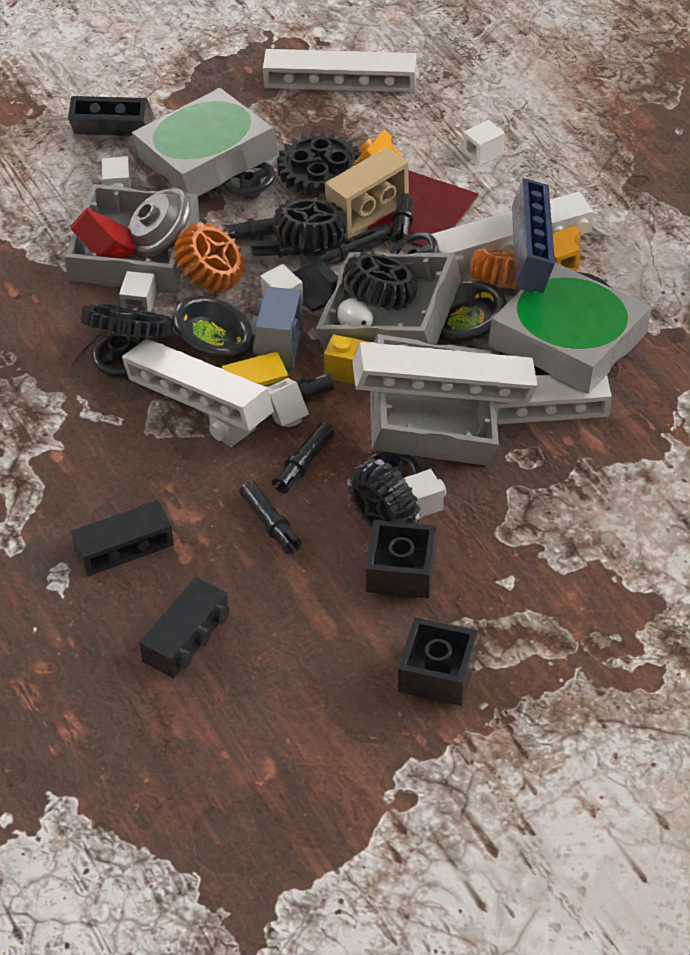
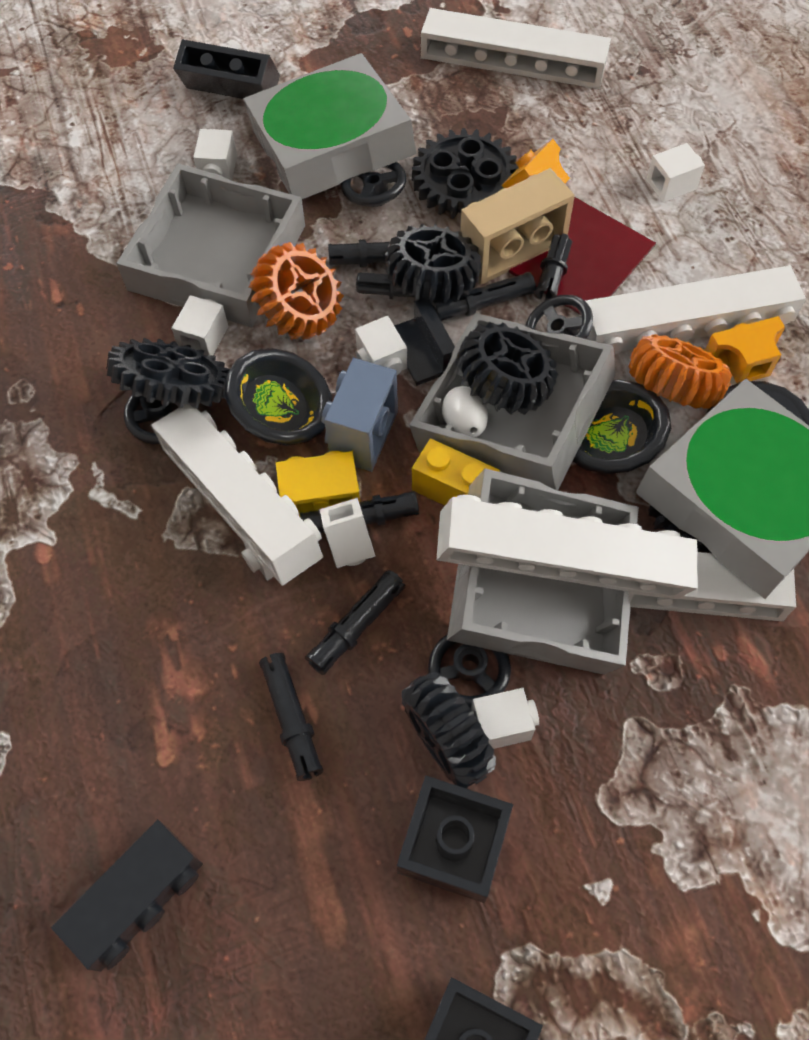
camera: 10 degrees right, 15 degrees up
(103, 235) = (171, 241): red slope -> none
(122, 538) = (82, 716): black brick -> none
(159, 221) = (244, 230): flat silver piece -> none
(532, 236) = (726, 343): dark blue brick -> none

